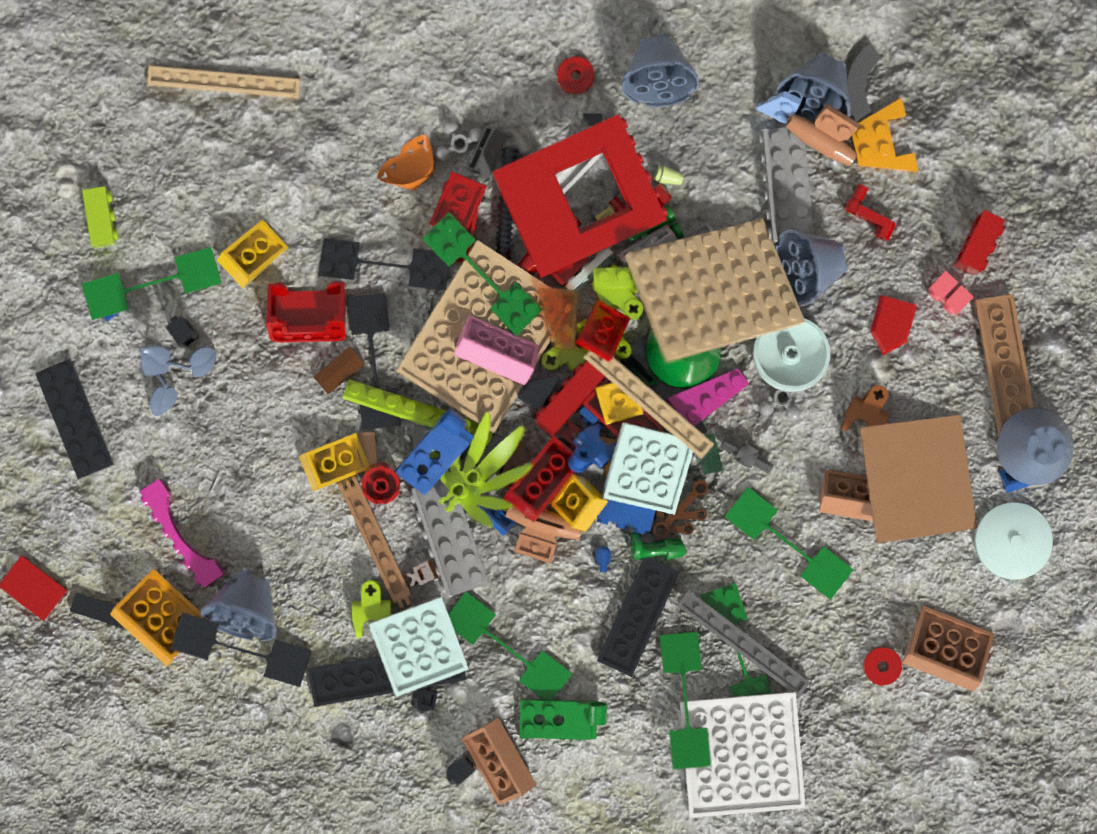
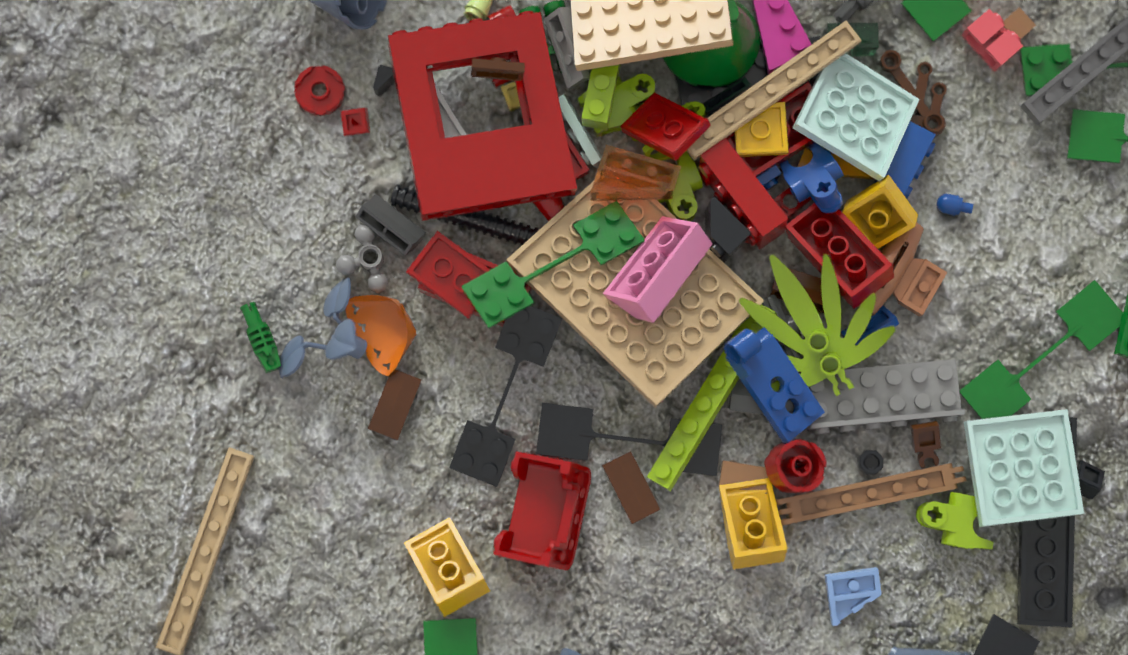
camera: 80 degrees left, 5 degrees down
(303, 544) = (851, 591): none -> light blue wing
(358, 187) = (394, 404): none -> reddish brown piece
(382, 81) = (261, 339): none -> green hinge
(392, 140) = (343, 341): none -> sand blue plant
(398, 538) = (870, 462): none -> black tile
(558, 107) = (355, 121): none -> red tile
(613, 198) = (497, 69): none -> reddish brown plate
(638, 616) = (1038, 178): black plate -> none
(670, 548) = (959, 117): green piece -> none
(734, 560) = (992, 40): none -> coral piece
(752, 577) = (1019, 23): none -> medium nougat tile

